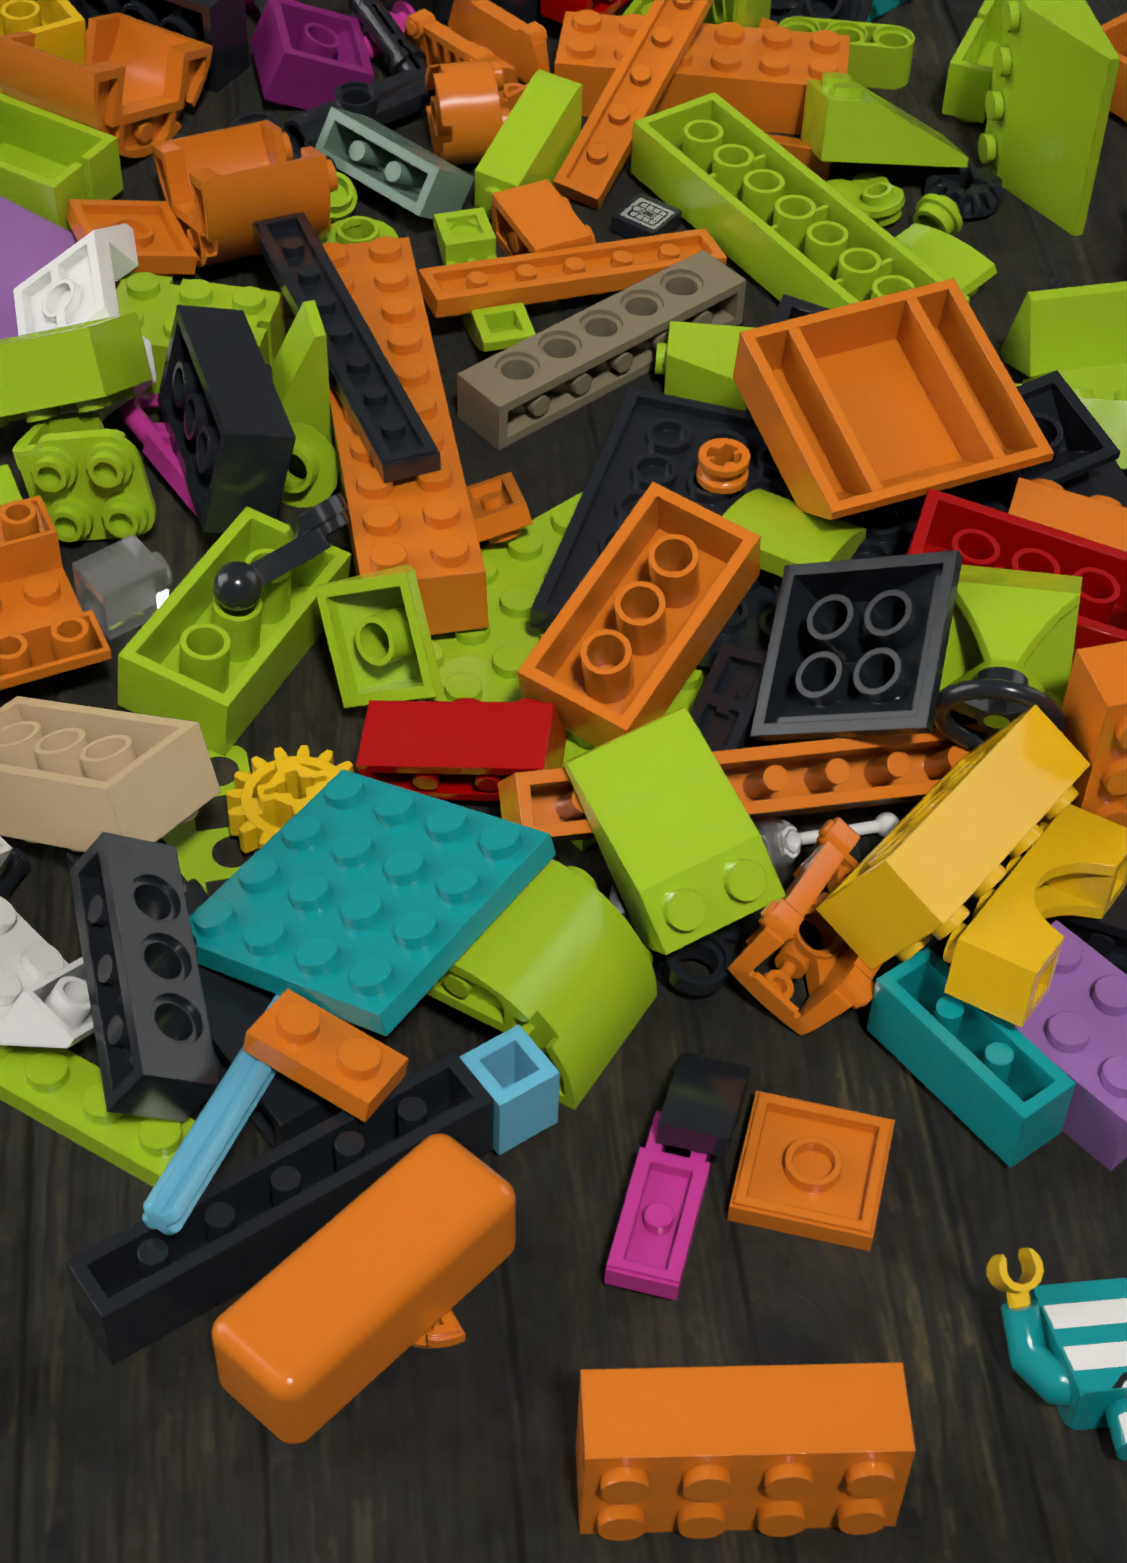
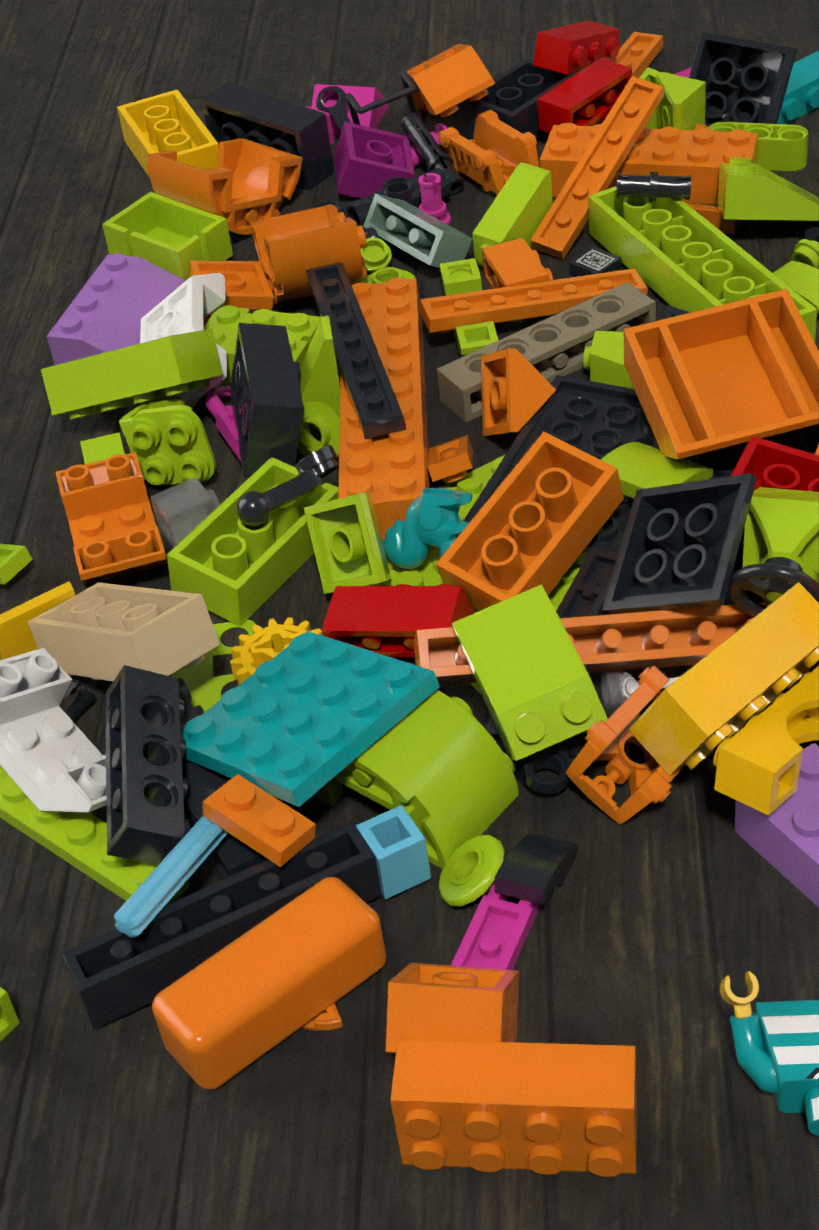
camera: 15 degrees right, 5 degrees down
(407, 112) = (432, 197): none -> dark pink pin
(465, 108) = (471, 191): orange brick -> none
(493, 606) = (428, 522): none -> teal animal
(570, 412) = (510, 391): none -> orange slope
(601, 1099) = (471, 870): none -> lime piece
(634, 1312) = (452, 1004): none -> orange brick
(723, 466) = (613, 426): orange bush -> none
(726, 112) = (653, 186): none -> black pin
(812, 1171) = (612, 918): orange tile -> none
(872, 196) = (762, 245): lime plate -> none
(970, 1059) = (737, 842): teal brick -> none

